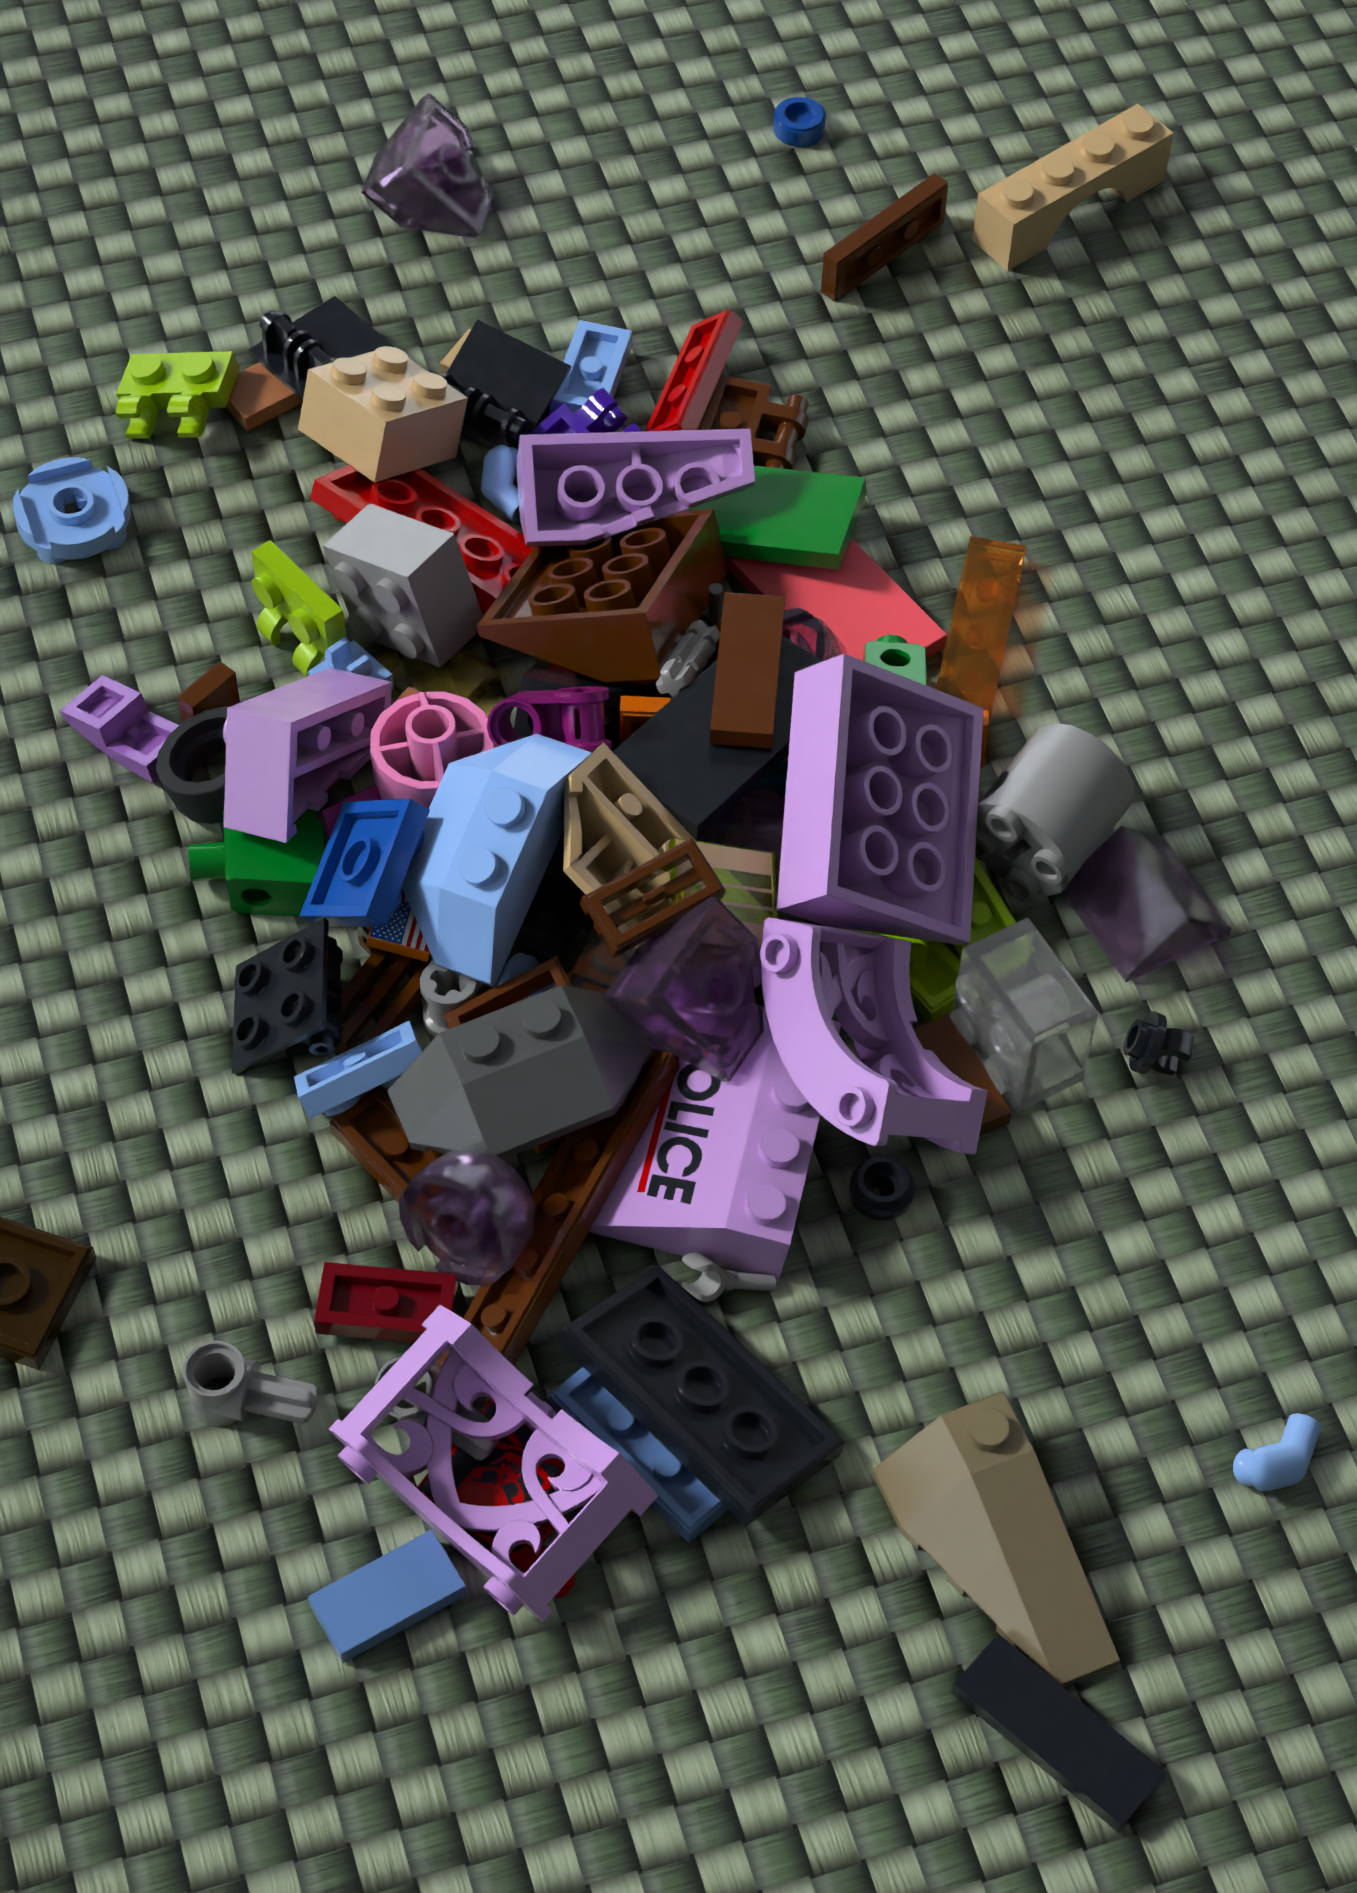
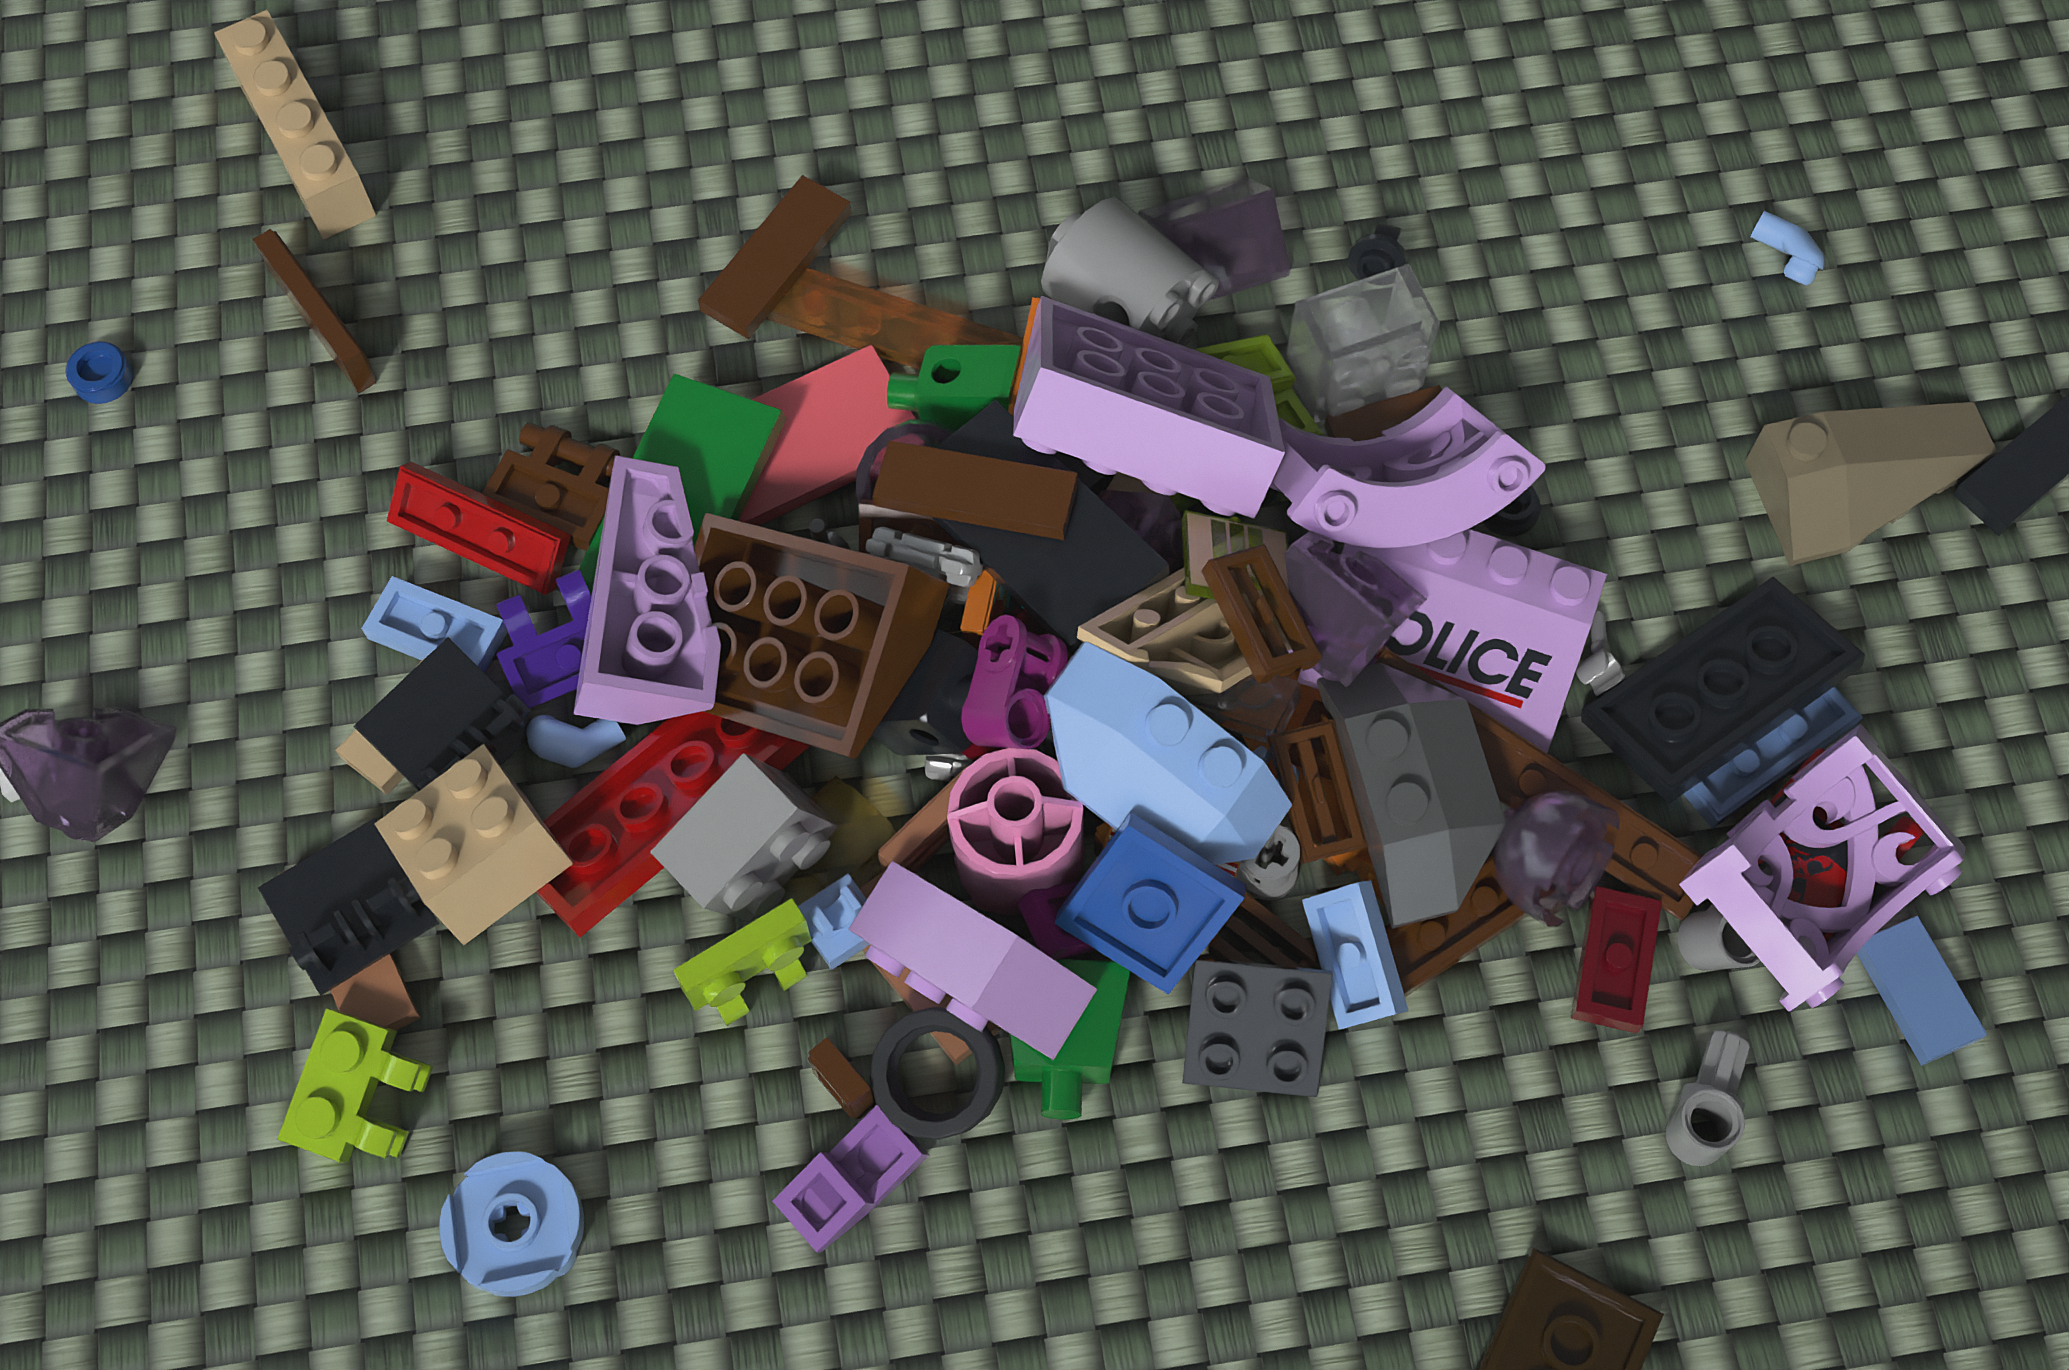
camera: 80 degrees left, 10 degrees up
(1020, 543) = (775, 256): none -> reddish brown tile

